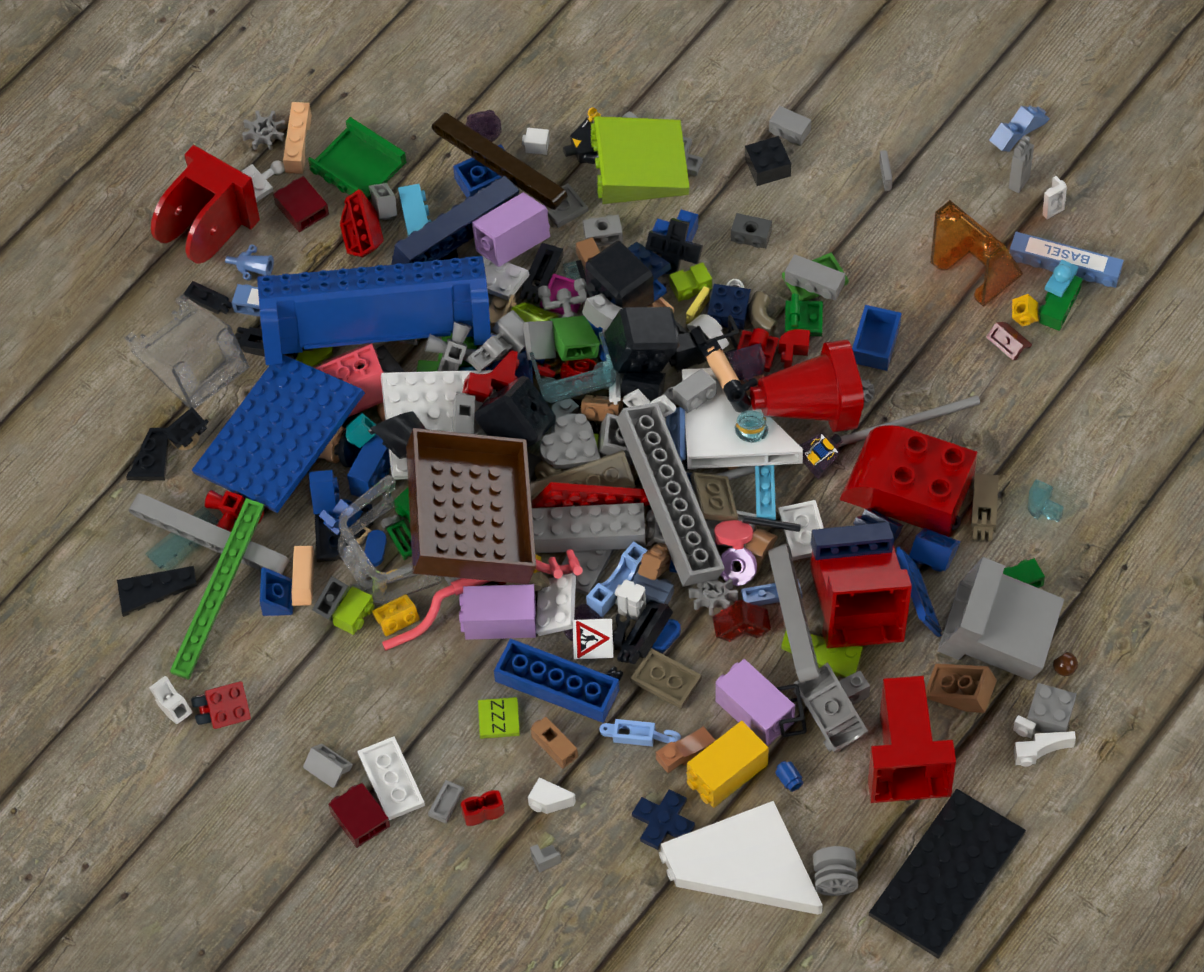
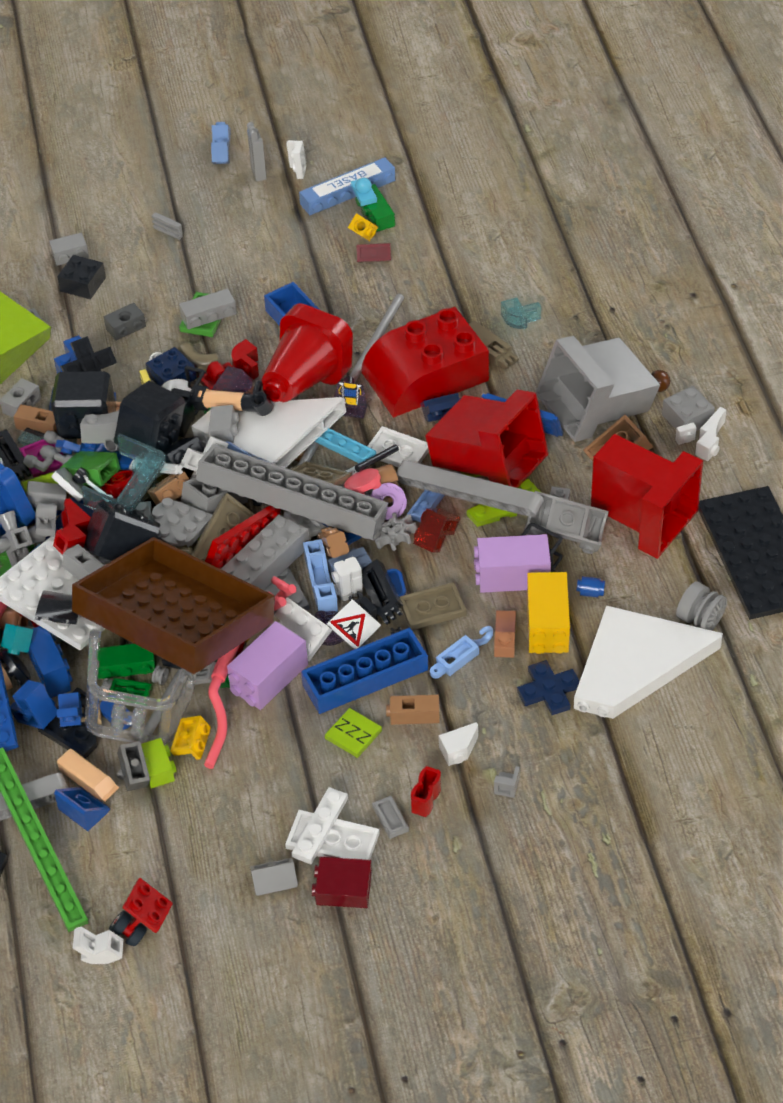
camera: 50 degrees left, 10 degrees down
(390, 761) = (319, 825): none -> white plate
(552, 341) = (82, 477): none -> black hinge
(576, 304) = (67, 447): none -> blue plate
(690, 282) = (125, 377): lime brick -> none
(751, 426) = (290, 411): clear light blue piece -> none
(804, 315) = (225, 338): green plate -> none
(852, 541) = (453, 411): dark blue brick -> none
(934, 549) = (500, 386): blue slope -> none
(957, 235) = (295, 203): clear orange windscreen -> none

